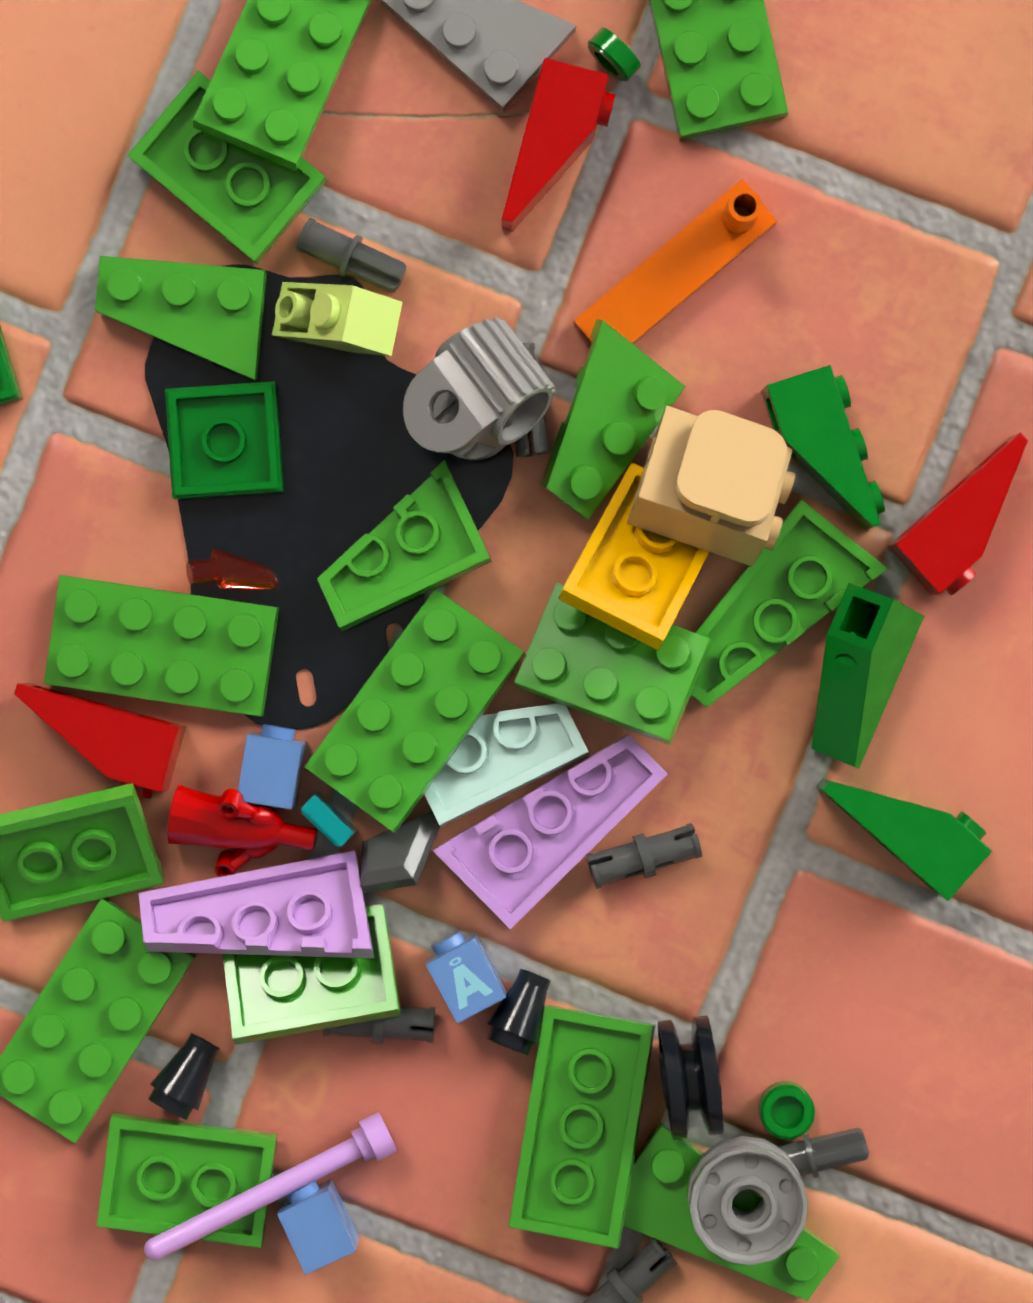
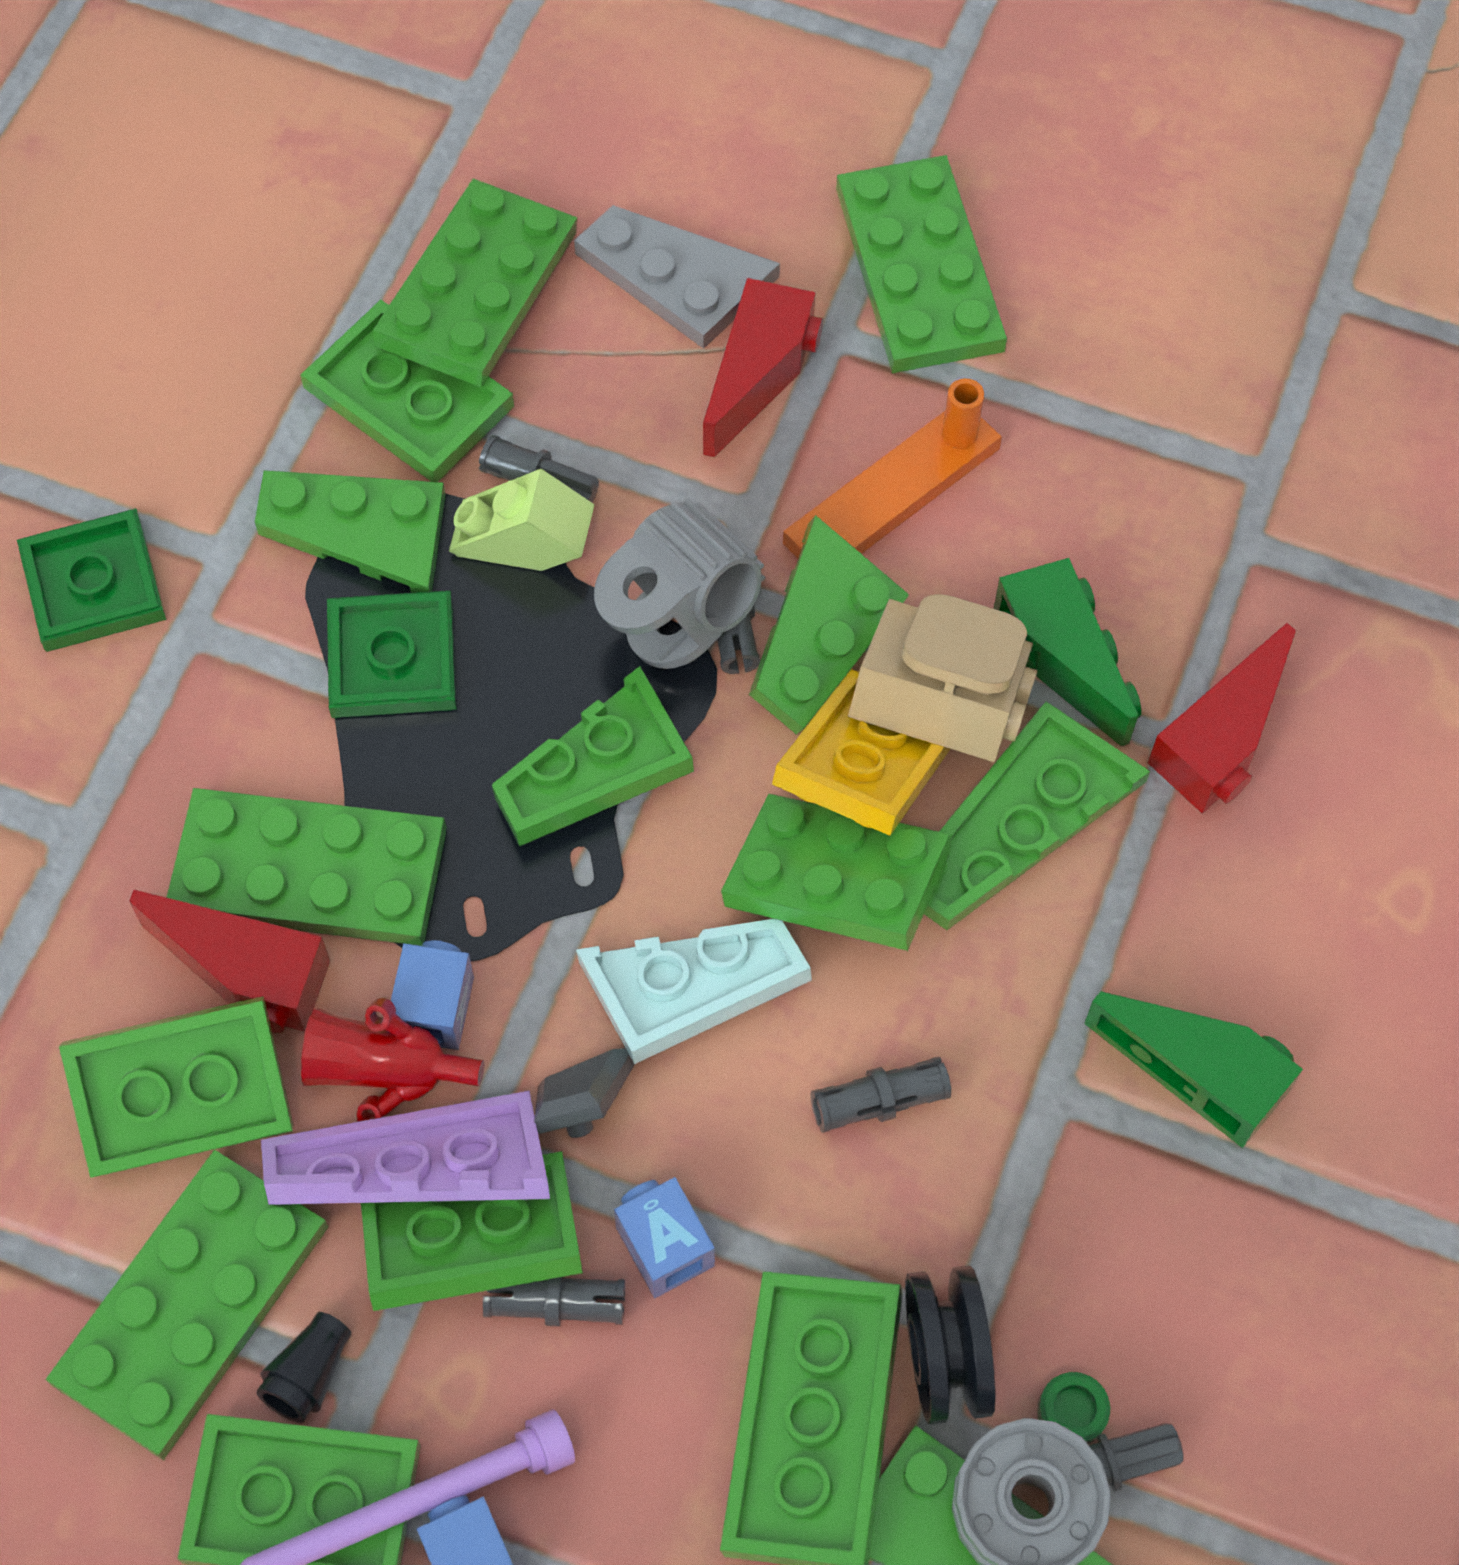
camera: 10 degrees left, 25 degrees down
(230, 572) = (391, 785): clear red bar -> none
(328, 819) = (499, 1051): teal tile -> none
(415, 710) = (602, 929): bright green plate -> none
(520, 1015) = (731, 1287): black cone -> none
(541, 836) = (748, 1080): lavender wing -> none
(613, 54) = (825, 280): green tile -> none
(860, 670) = (1127, 874): green slope -> none

